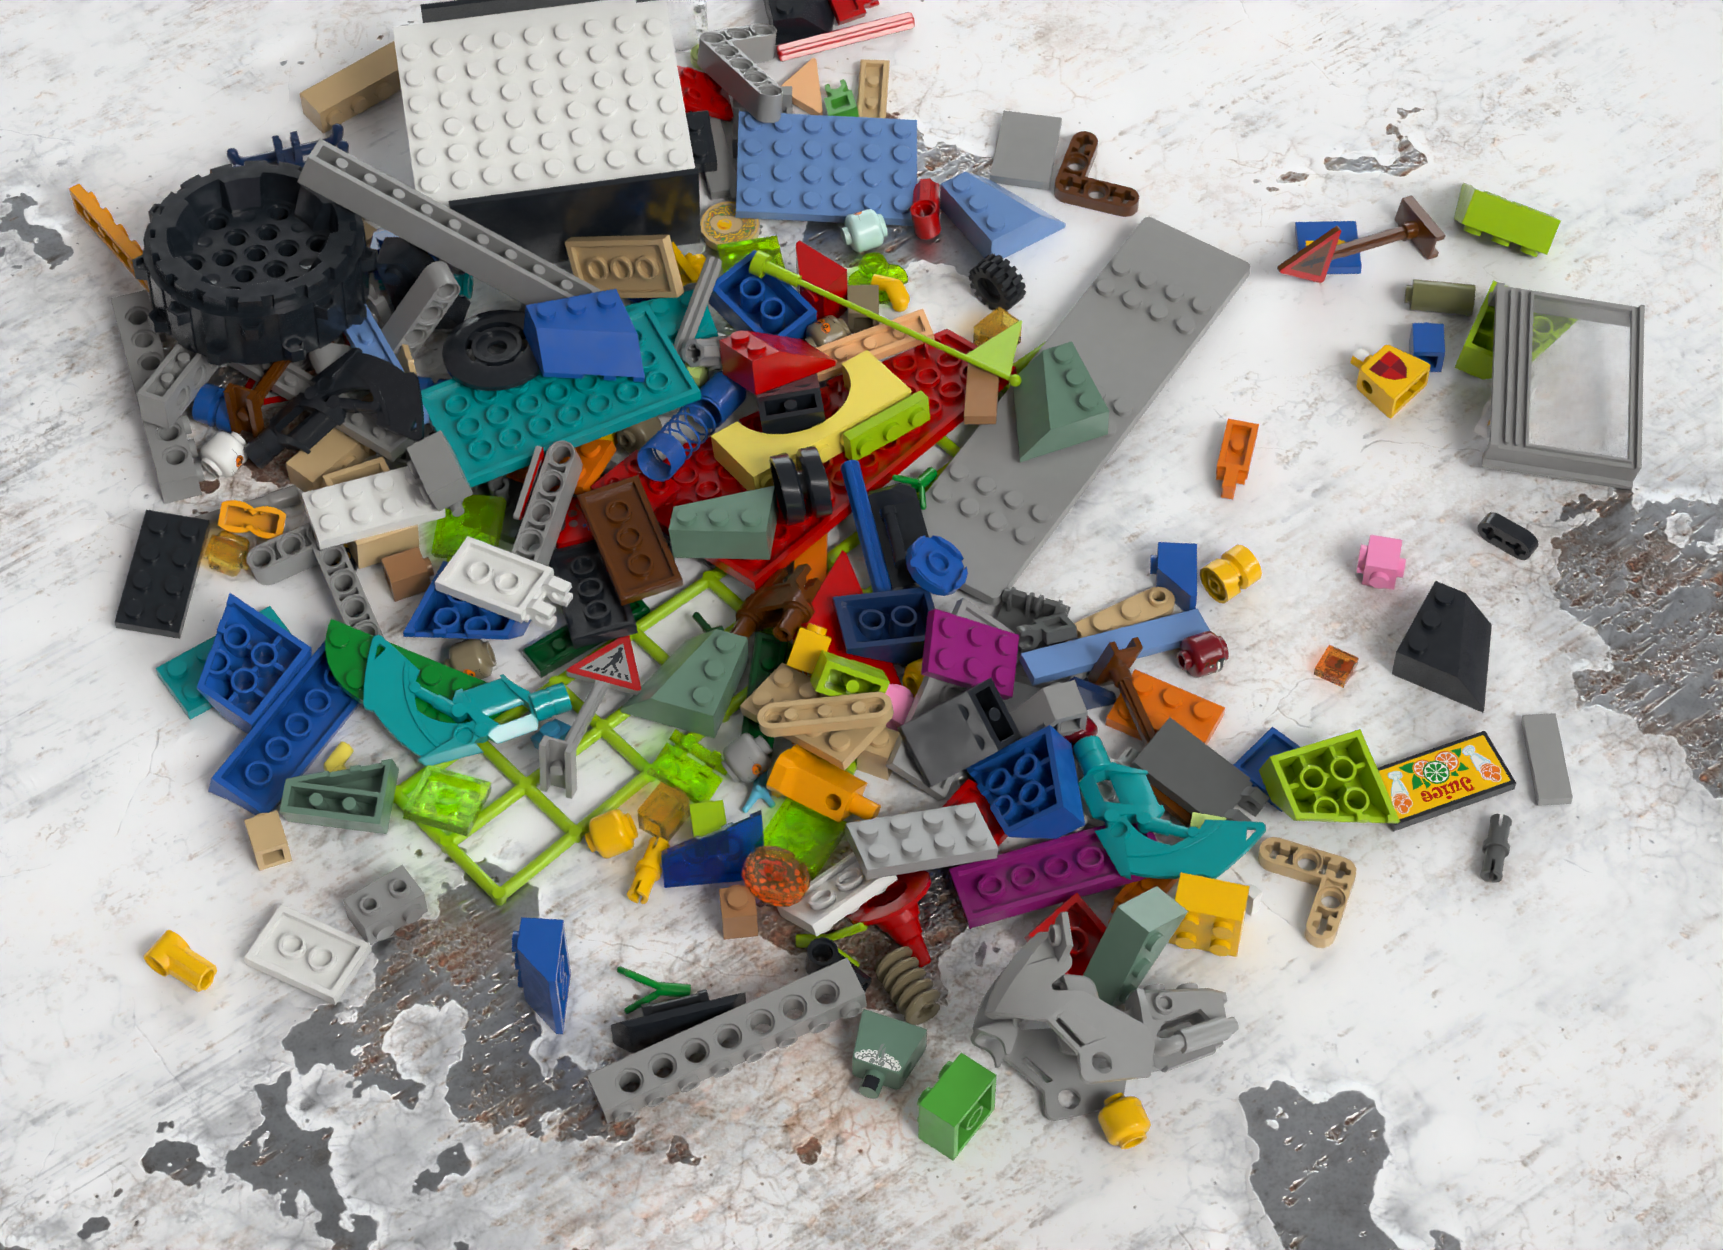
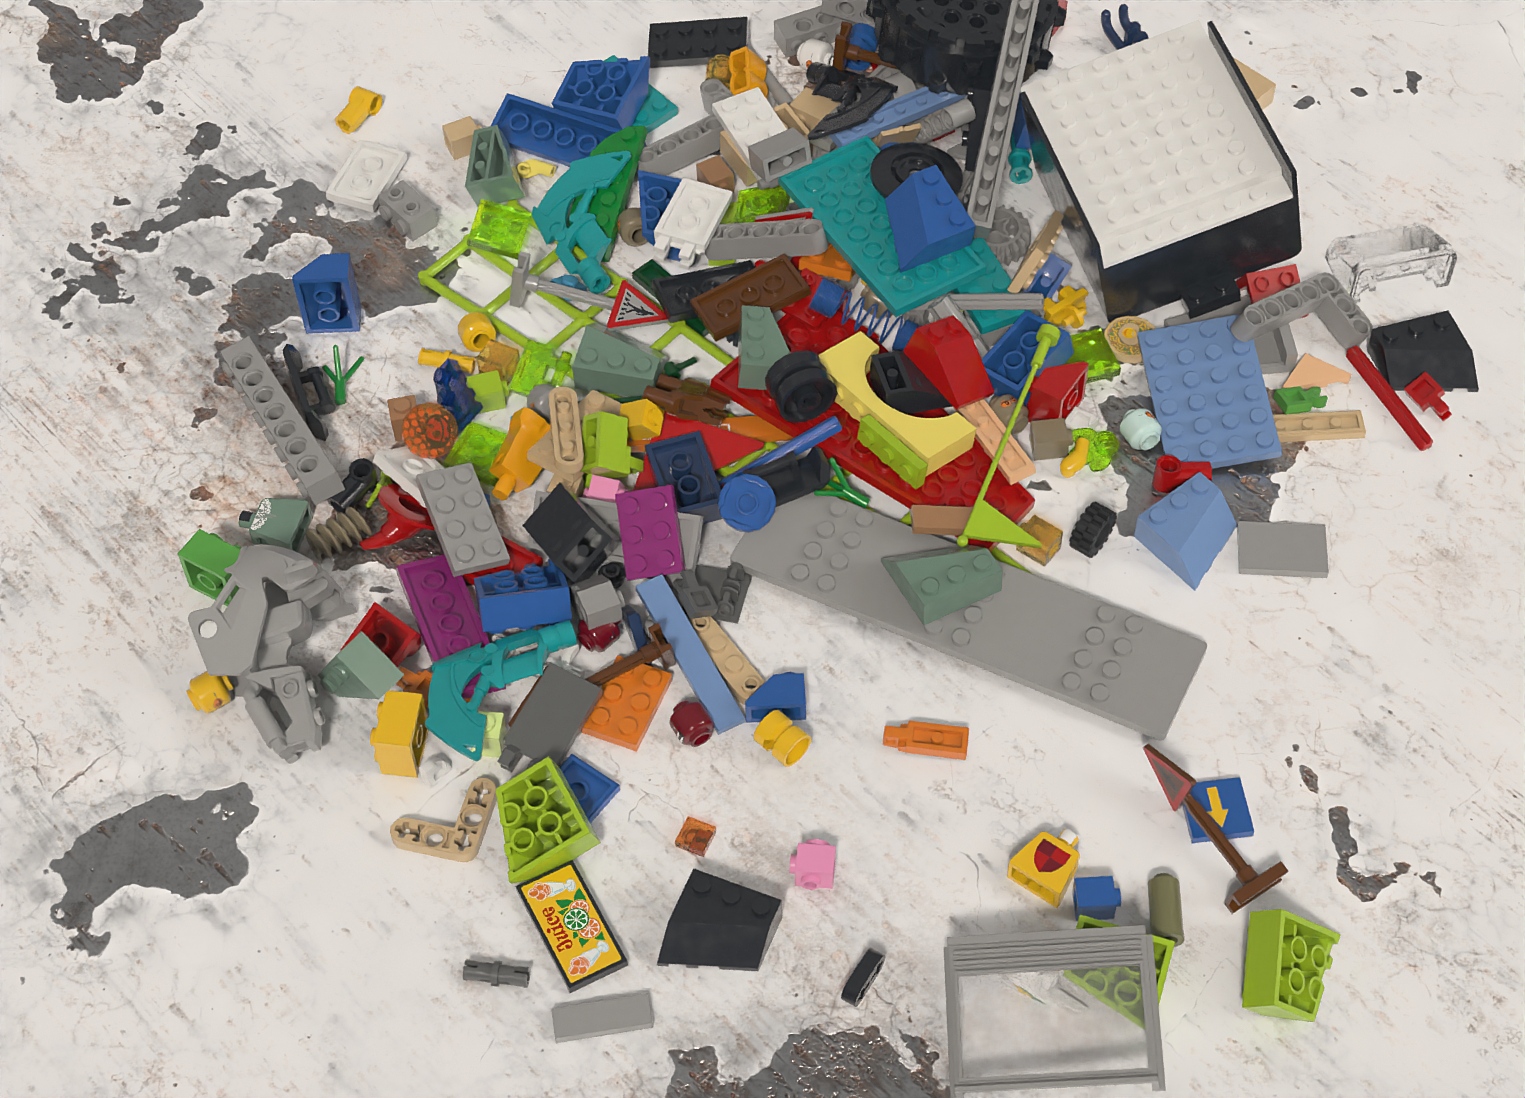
camera: 85 degrees right, 0 degrees up
(1079, 180) = (1252, 594): reddish brown beam -> none

